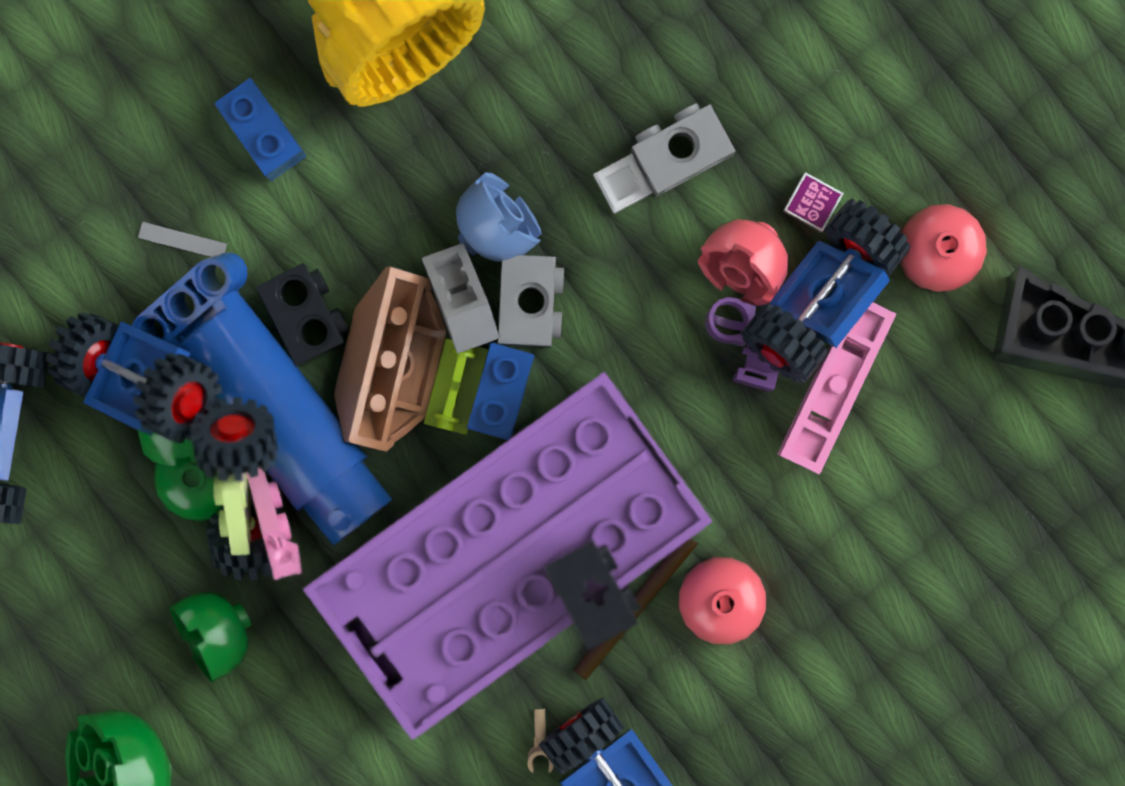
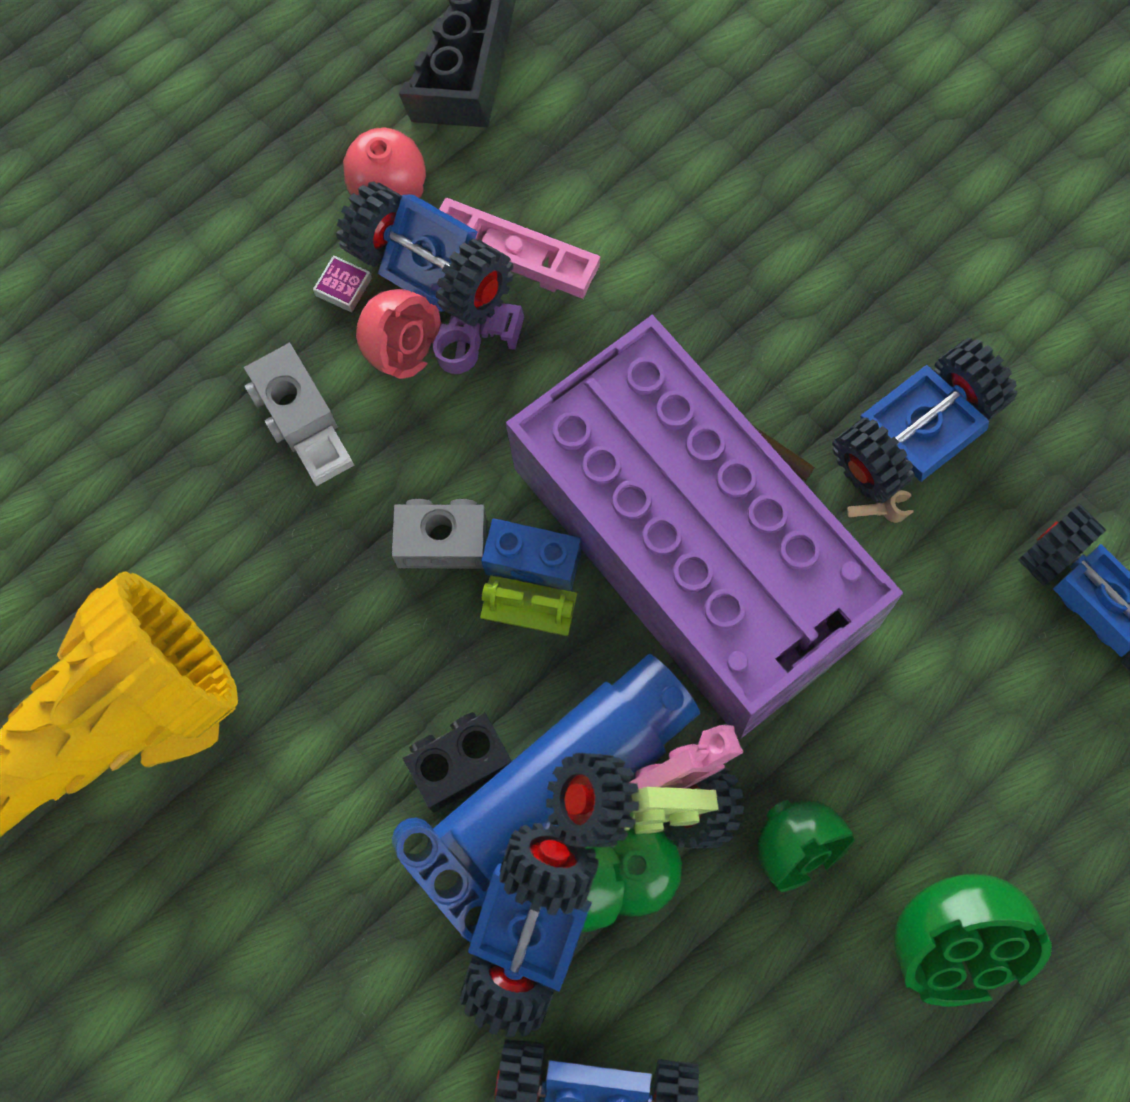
camera: 90 degrees left, 15 degrees down
(181, 240) = (382, 901): light grey piece -> none
(260, 129) = (261, 814): blue brick -> none
(389, 360) = (502, 669): nougat wedge -> none
(460, 298) = (436, 593): light grey brick -> none
(494, 222) = (360, 570): medium blue cylinder -> none
(592, 621) = (722, 435): black brick -> none
(720, 580) = (729, 343): coral cylinder -> none

